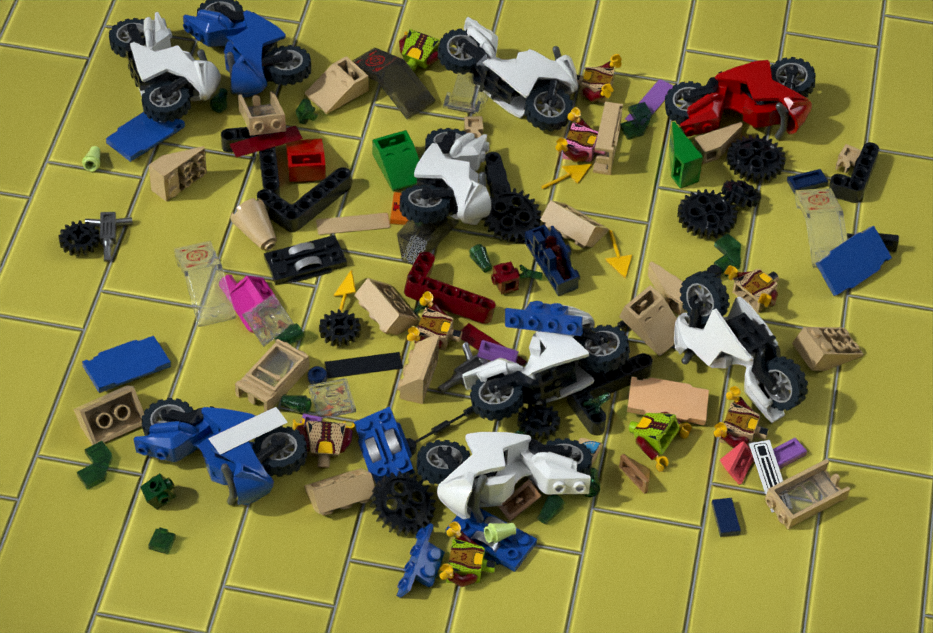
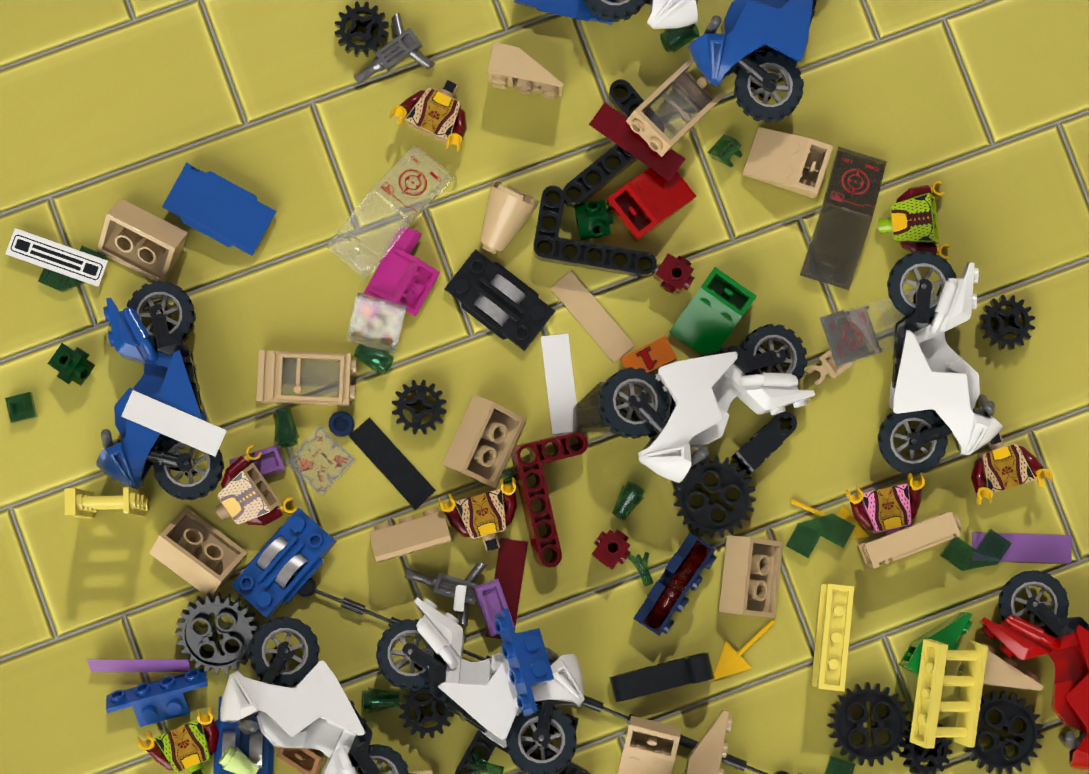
camera: 55 degrees right, 35 degrees up
(80, 466) = (56, 257): none -> white sticker
(166, 228) = (435, 114): none -> torso
(268, 501) = (84, 503): none -> light yellow fence
(294, 187) = (593, 219): none -> dark green brick
(345, 288) = (481, 378): yellow piece -> none
(360, 166) = (670, 265): none -> dark red brick
(378, 258) = (559, 381): none -> white sticker
(390, 561) = (138, 665): none -> medium lavender sticker
(478, 358) = (460, 596): none -> white tile
(512, 42) = (1016, 328): none -> black gear
(572, 174) = (828, 526): none -> clear green tile
(607, 288) = (662, 677): none -> black beam
(655, 191) = (832, 637): none -> light yellow fence
(714, 154) = (929, 693): none -> light yellow fence

